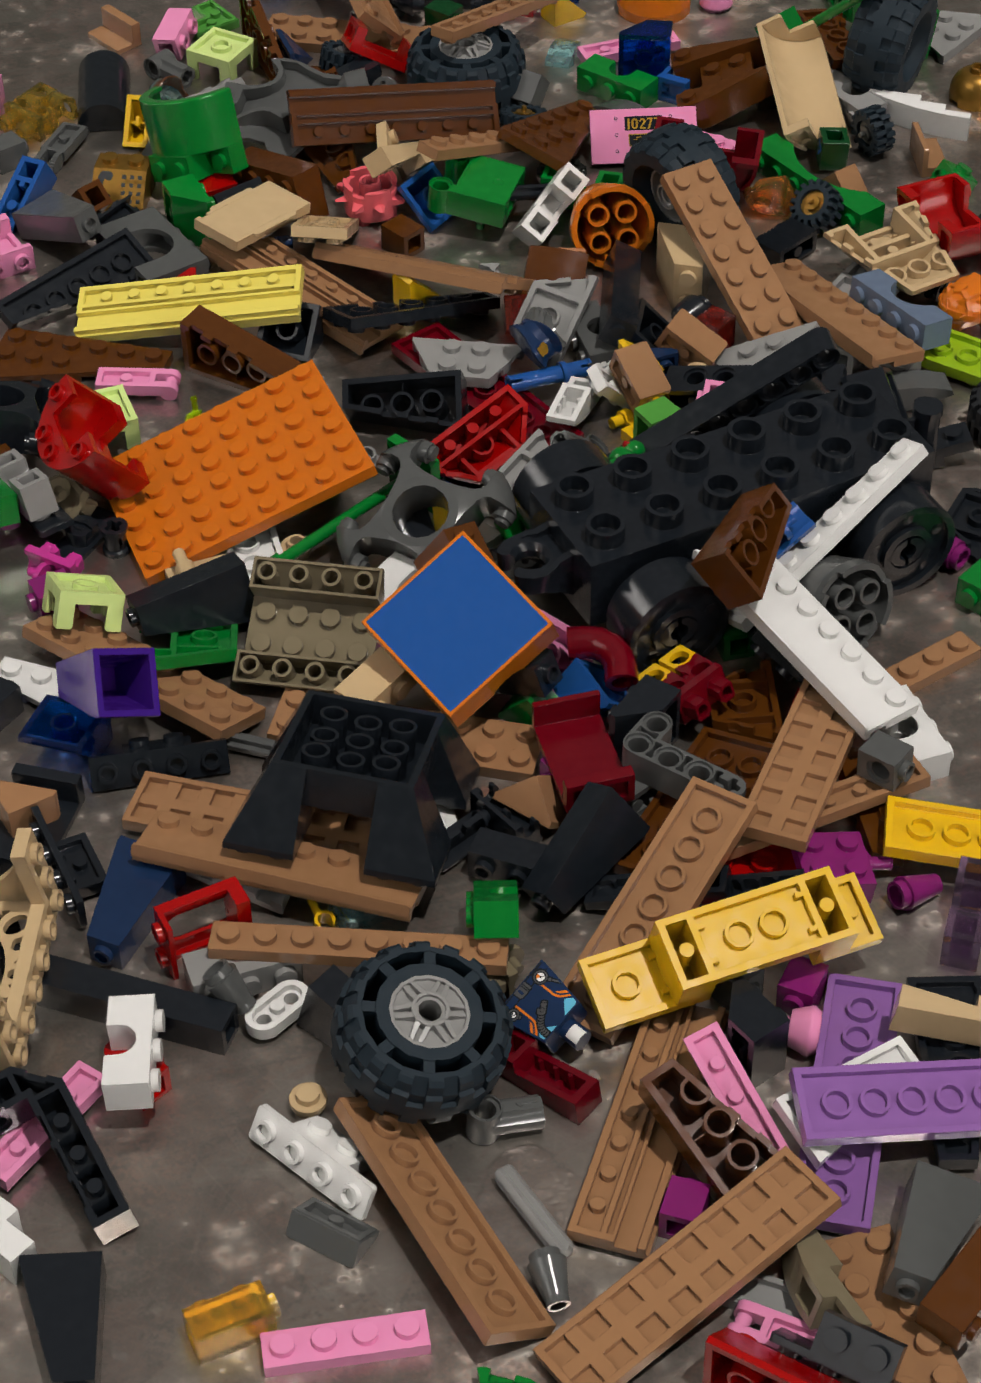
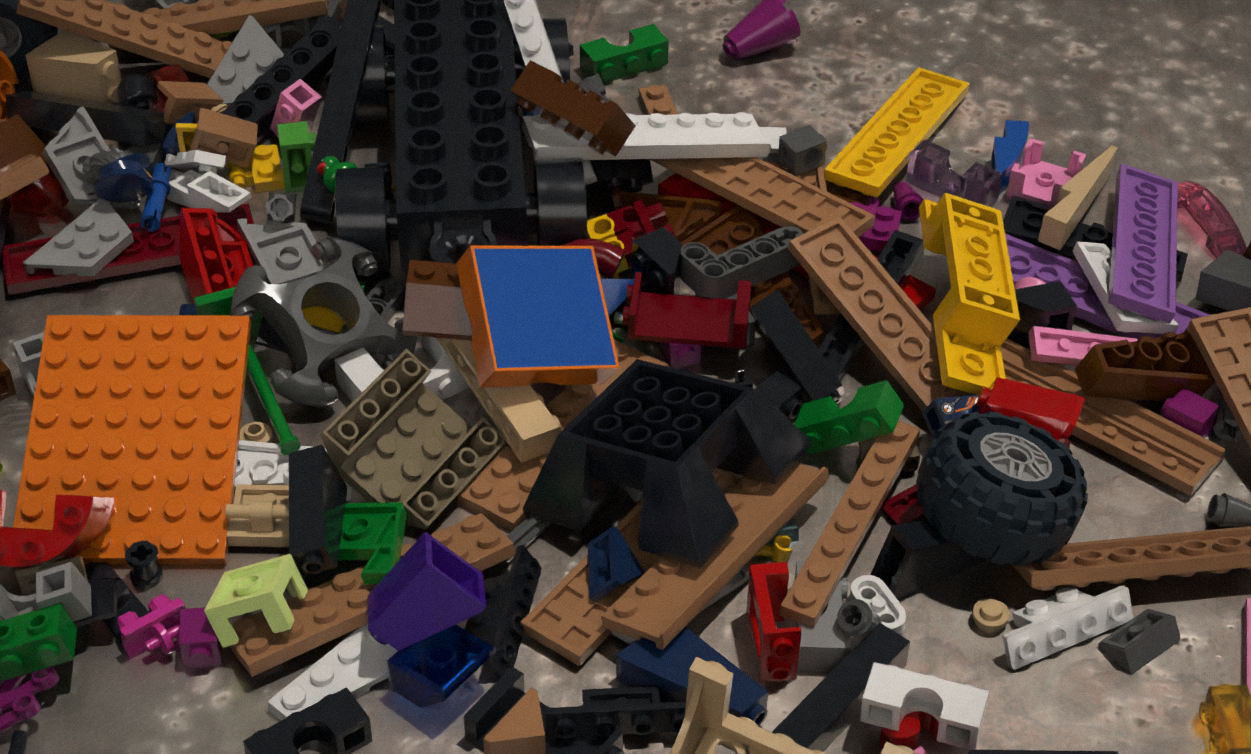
camera: 70 degrees left, 0 degrees up
(222, 806) = (610, 563): none -> dark blue slope
(408, 401) = (131, 280): black wedge -> none
(532, 1209) = (1158, 506): light grey axle -> none
(535, 798) = (711, 363): medium nougat slope -> none
(548, 1047) = (1038, 405): none -> red slope

